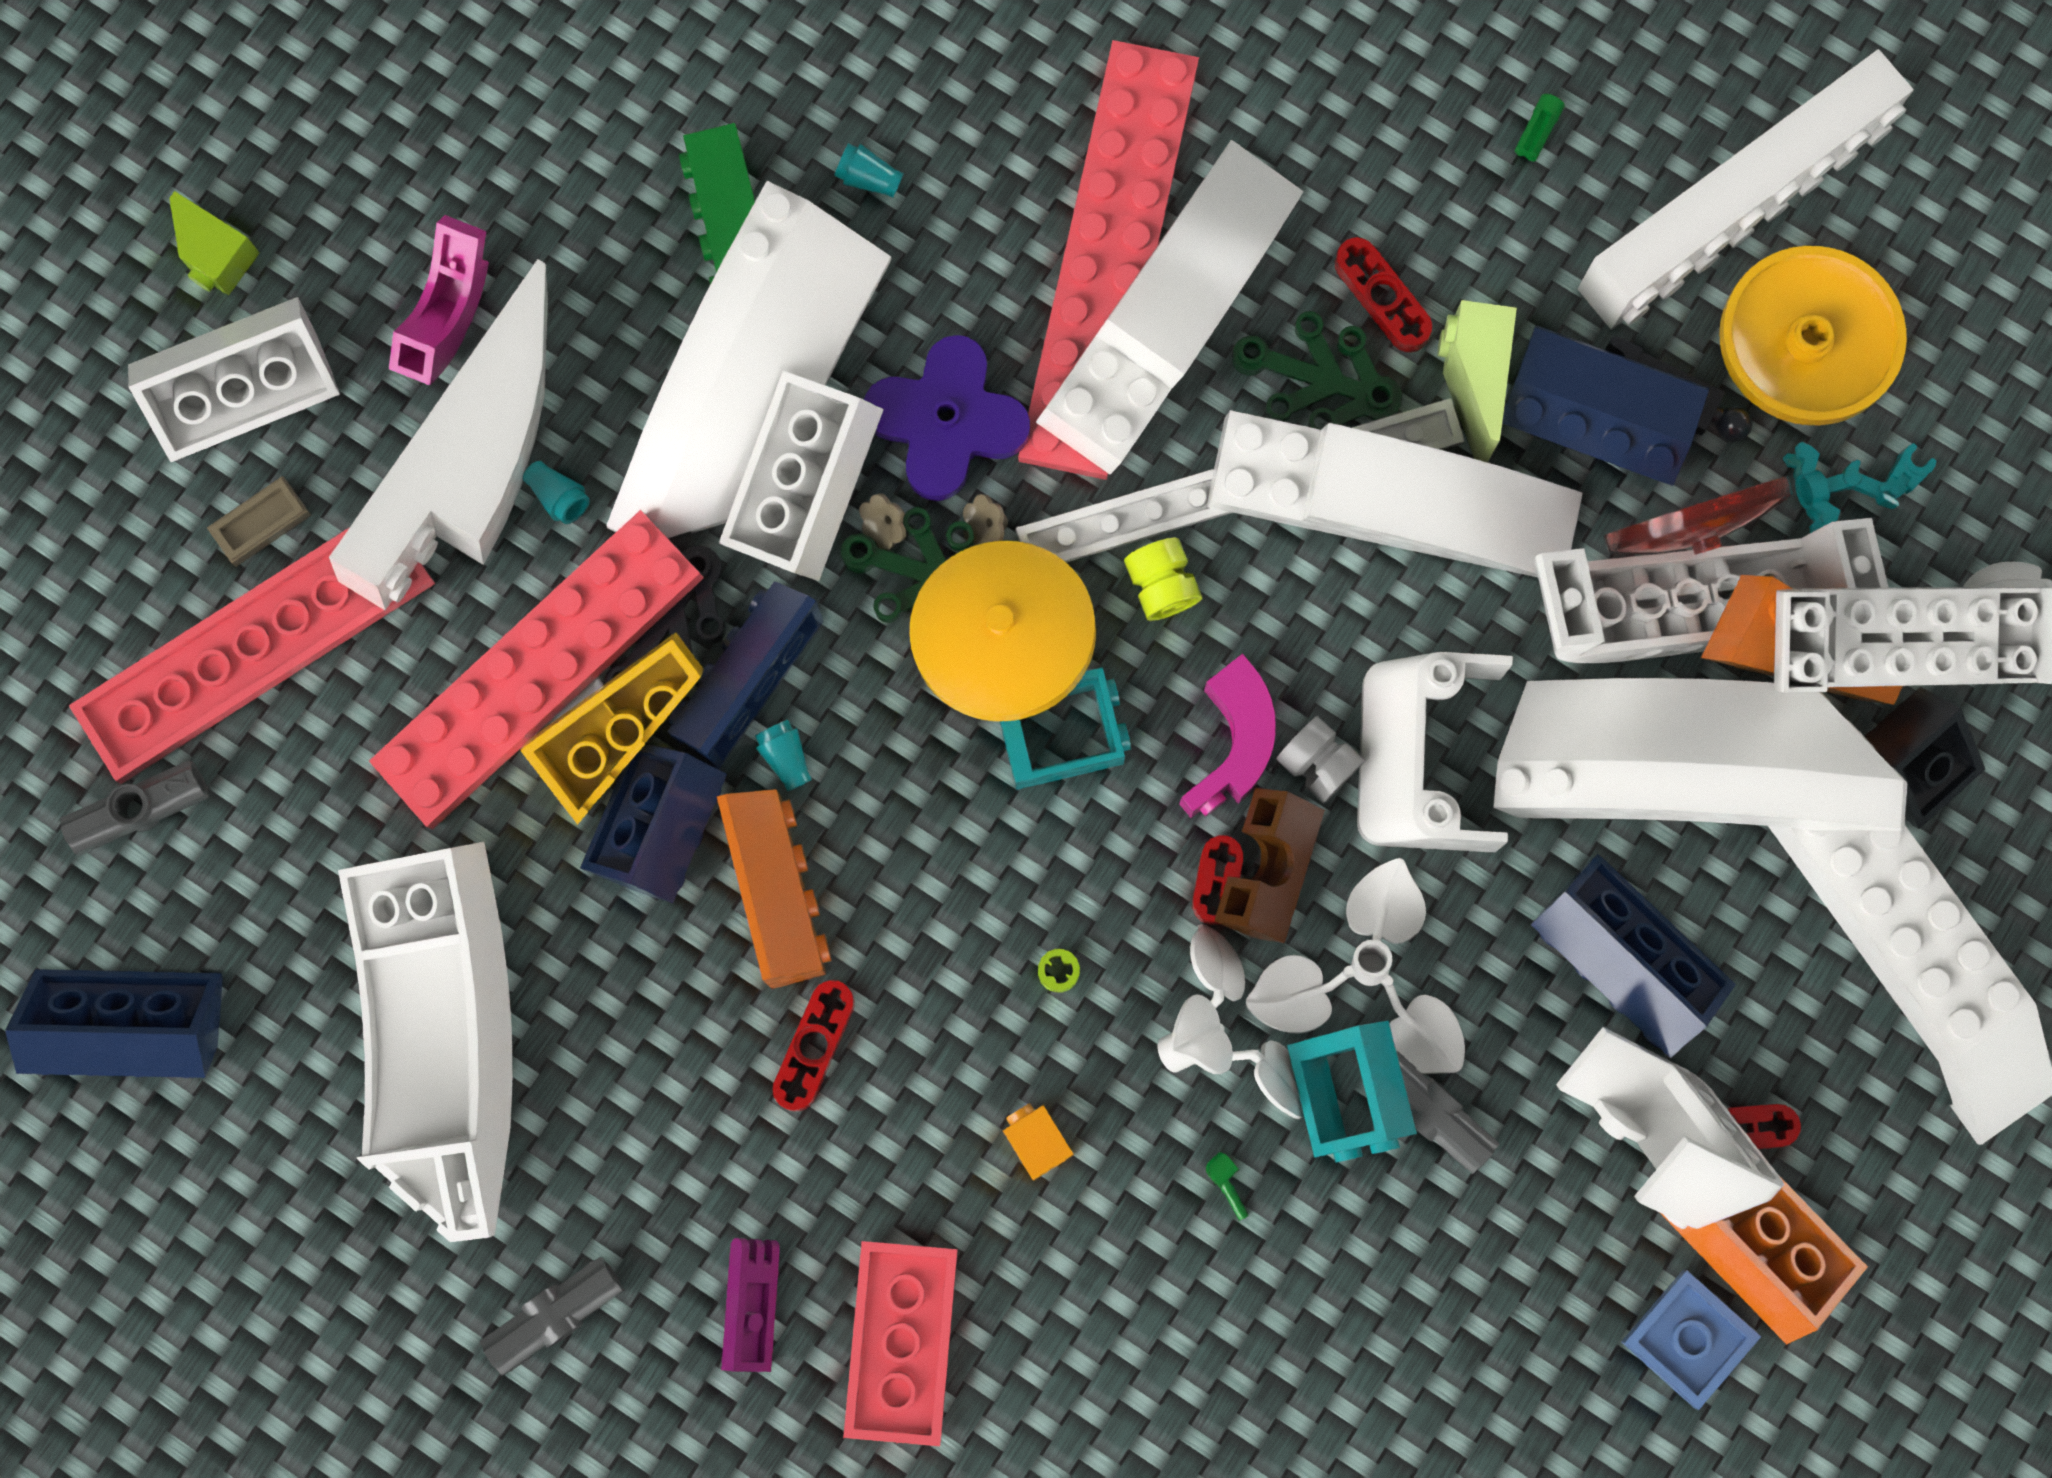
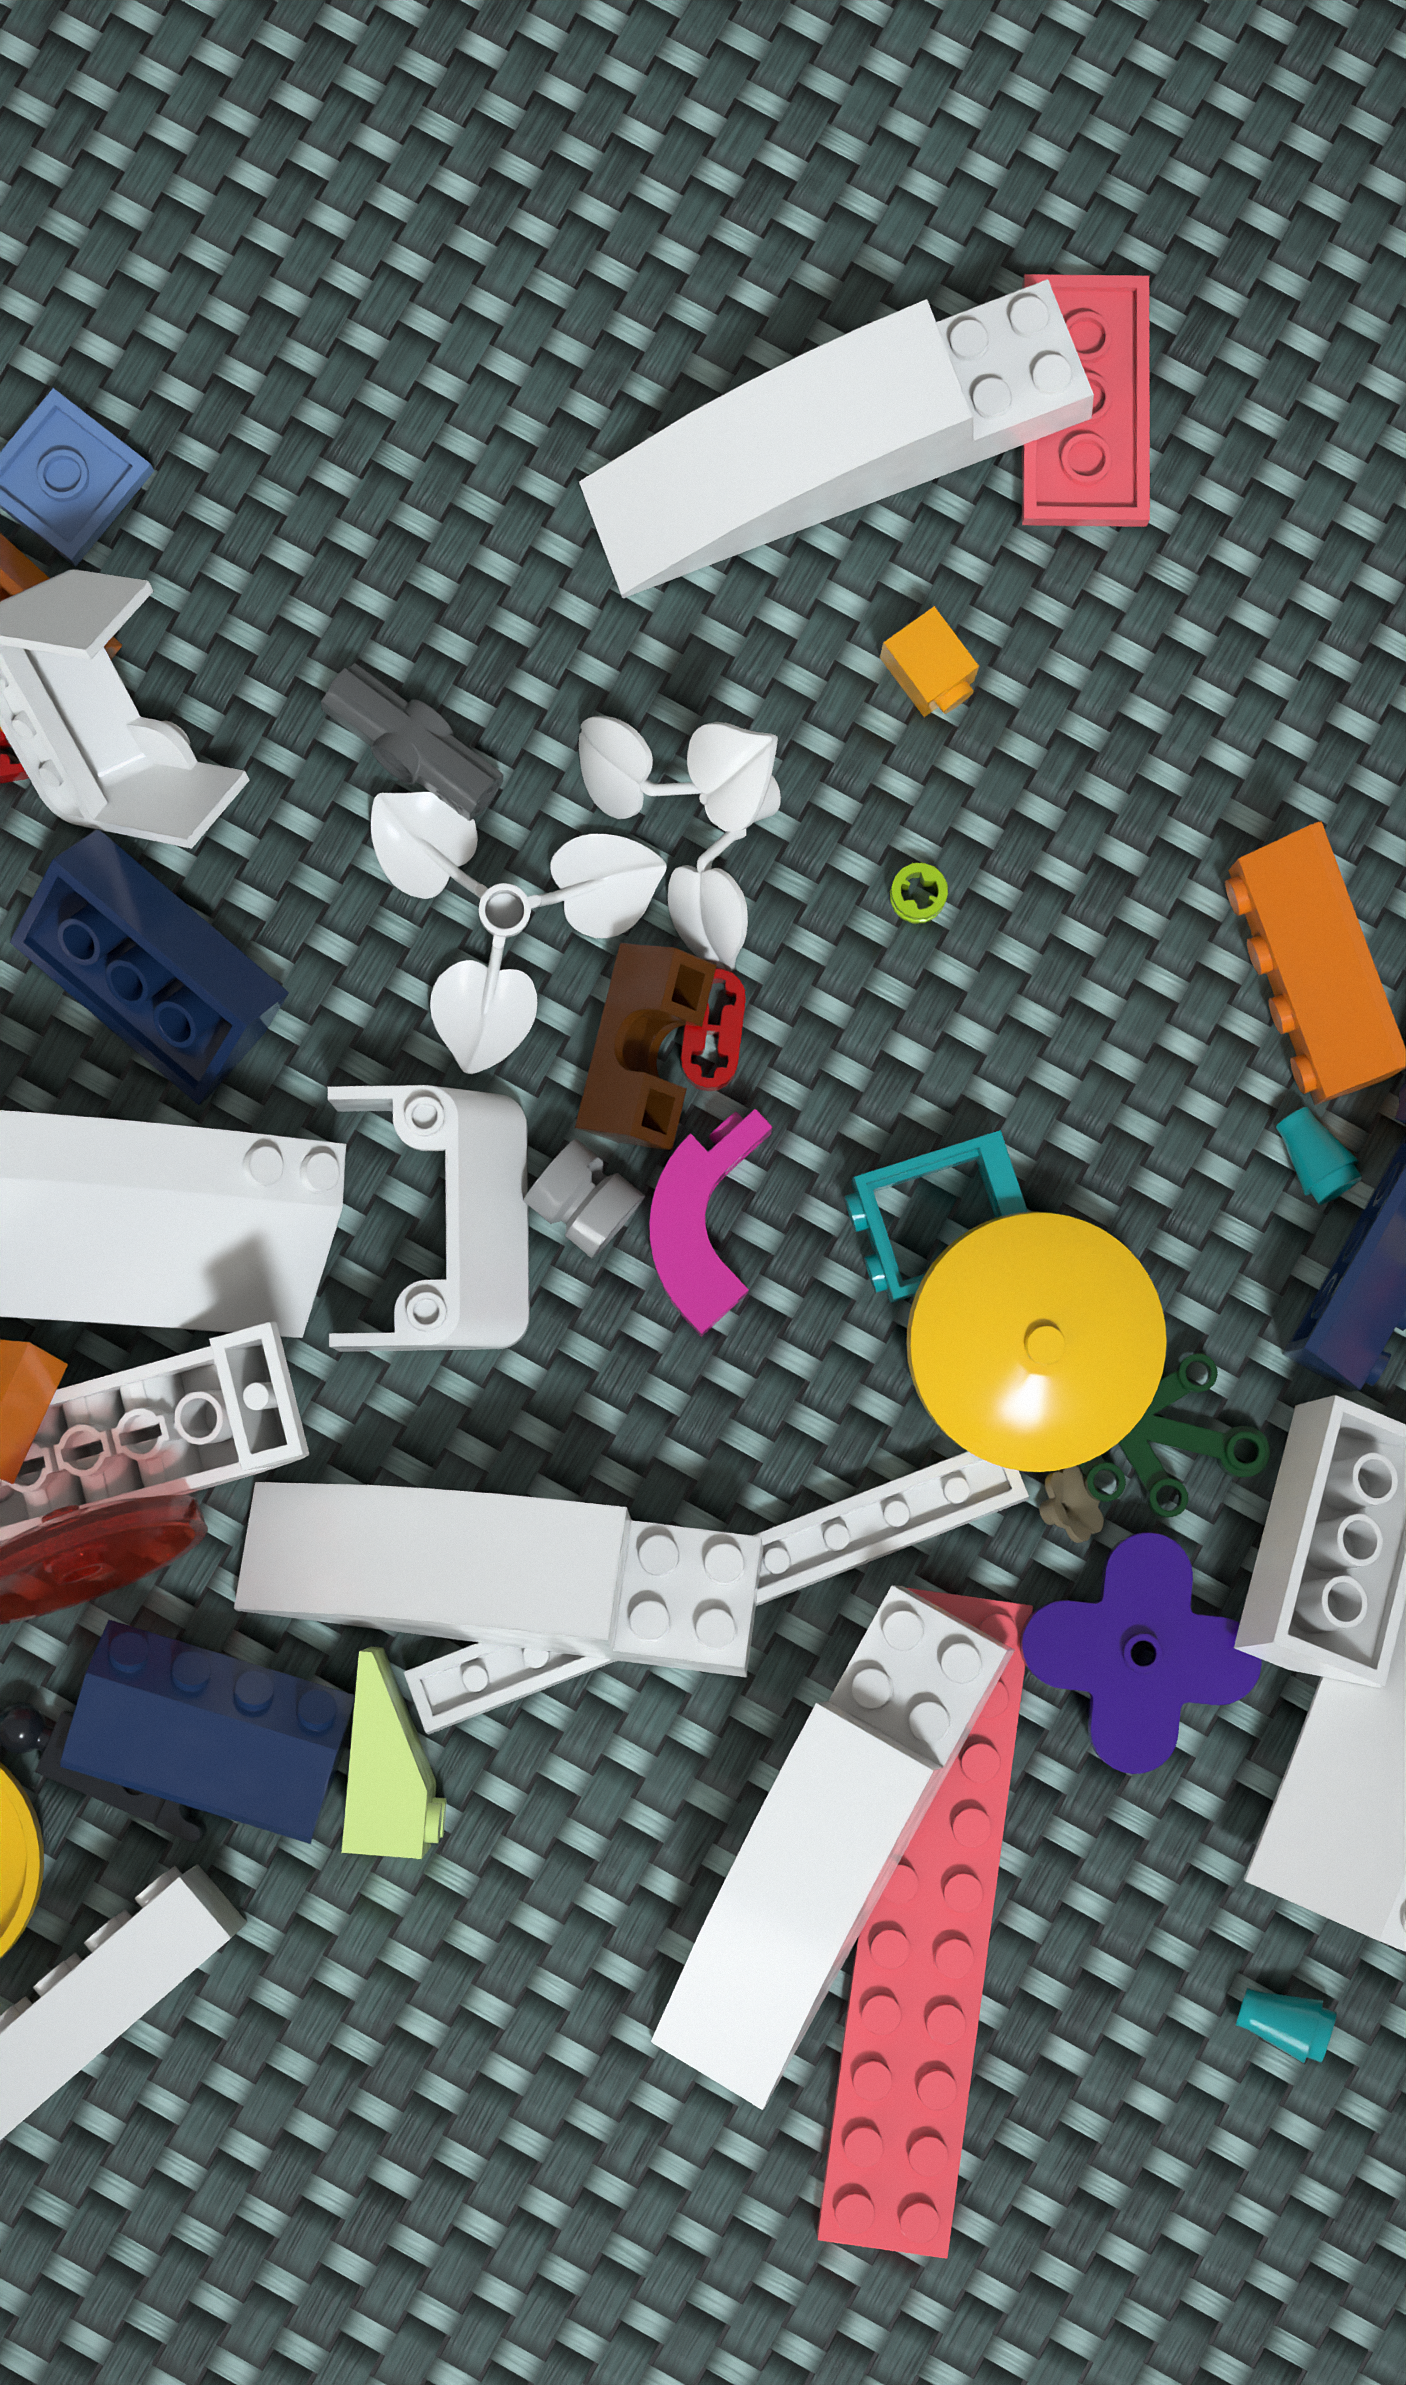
camera: 170 degrees right, 5 degrees up
(750, 1305) = (1284, 430): magenta hinge -> none
(789, 1073) = (1234, 722): red beam -> none
(883, 521) = (1214, 1496): dark tan plant -> none
(1095, 1320) = (838, 433): none -> white slope
(1162, 578) = (817, 1437): neon yellow wheel -> none
(1220, 1170) = (685, 647): green hand -> none
(1324, 378) = (604, 1754): dark green plant -> none
(1353, 277) = (570, 1916): red beam -> none
(1382, 1085) = (487, 762): teal window -> none
(1539, 126) = (303, 2184): green piece -> none

